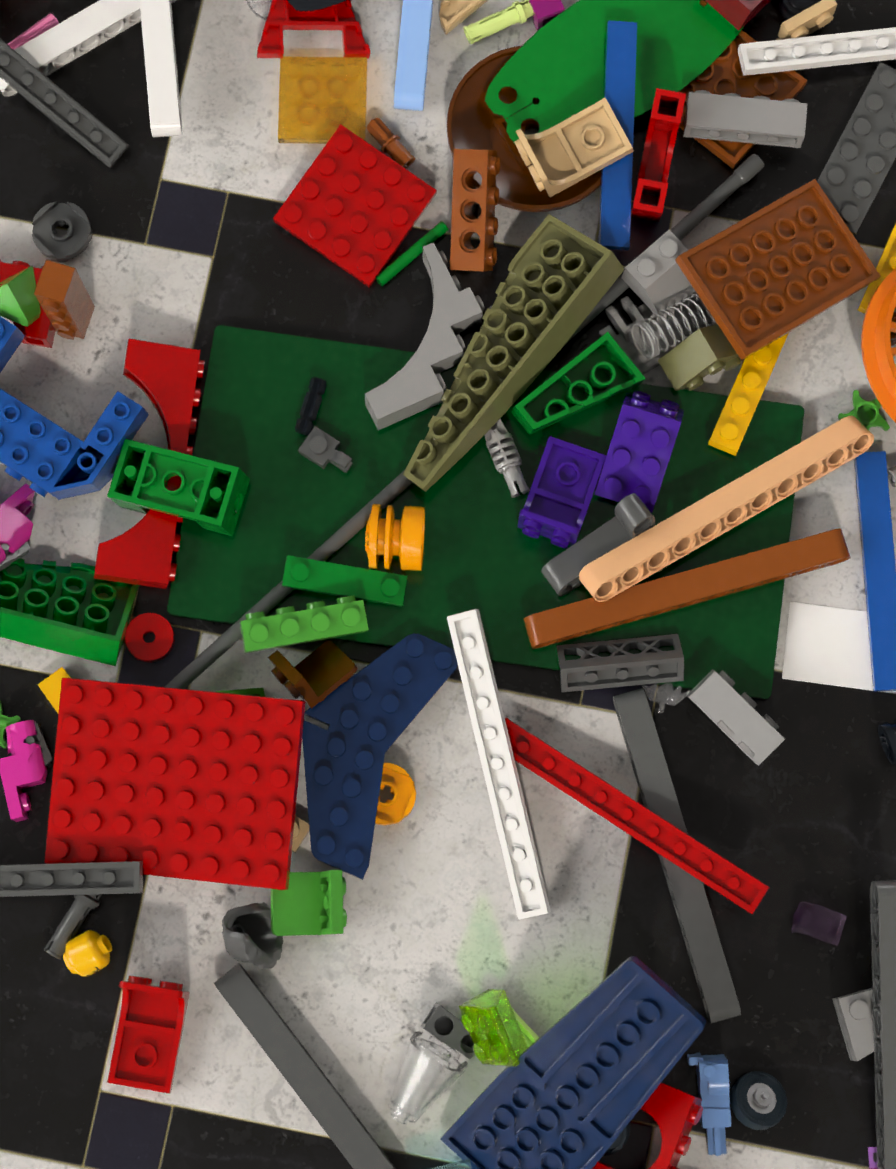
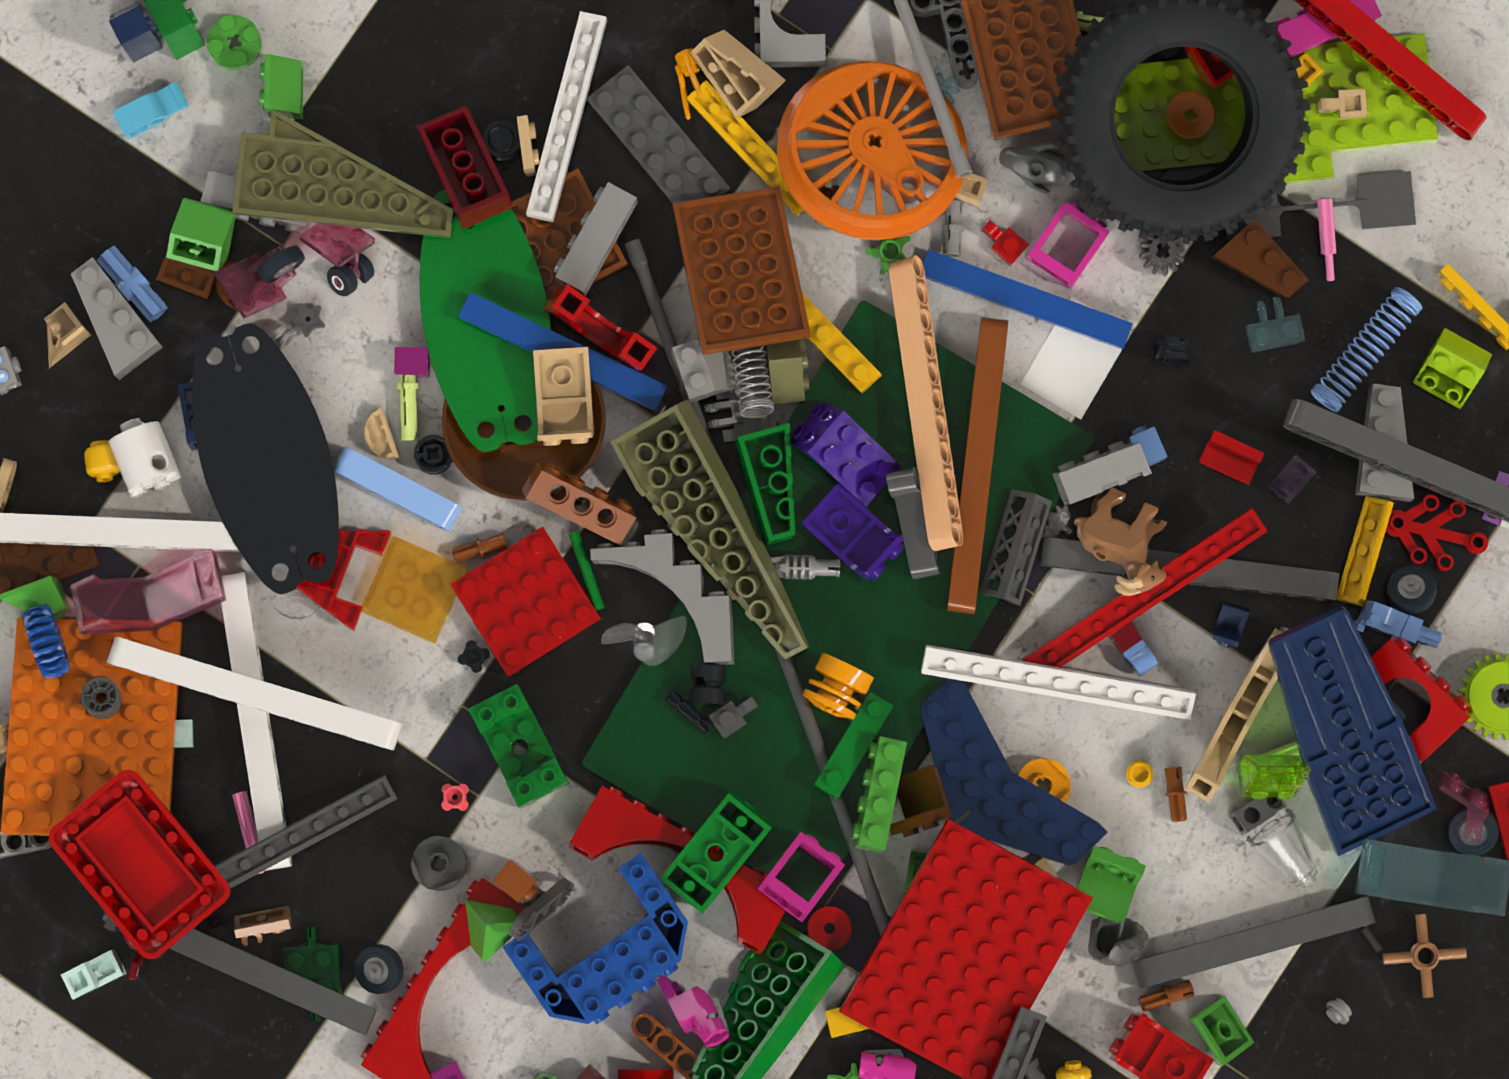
camera: 65 degrees left, 5 degrees up
(48, 336) = (541, 909): none -> dark grey plate
(126, 216) = (460, 802): none -> coral plate
(157, 575) = (784, 895): none -> dark pink window
(203, 1089) = (1221, 1031): none -> bright green slope
(217, 1014) = (1166, 995): none -> dark orange axle
(230, 235) = (502, 722): none -> green plate
(280, 173) = (474, 664): none -> black plate
(345, 410) = (707, 684): none -> black wheel
(364, 338) = (650, 643): none -> clear piece
(434, 937) = (1176, 794): none -> dark orange axle
(439, 890) = (1139, 774): none -> yellow plate
(460, 58) = (432, 455): none -> black wheel
(524, 965) = (1234, 725): none -> tan arch
(567, 829) = (1133, 649): none -> leg
(636, 920) = (1230, 624): none -> dark blue bracket
(672, 768) = (1121, 542): none -> medium nougat animal
(777, 1032) = (1364, 551): none -> yellow tile
(785, 756) = (1150, 444): none -> medium blue brick
(812, 849) = (1231, 457): none -> red panel
(830, 1096) = (1430, 532): none -> red plant

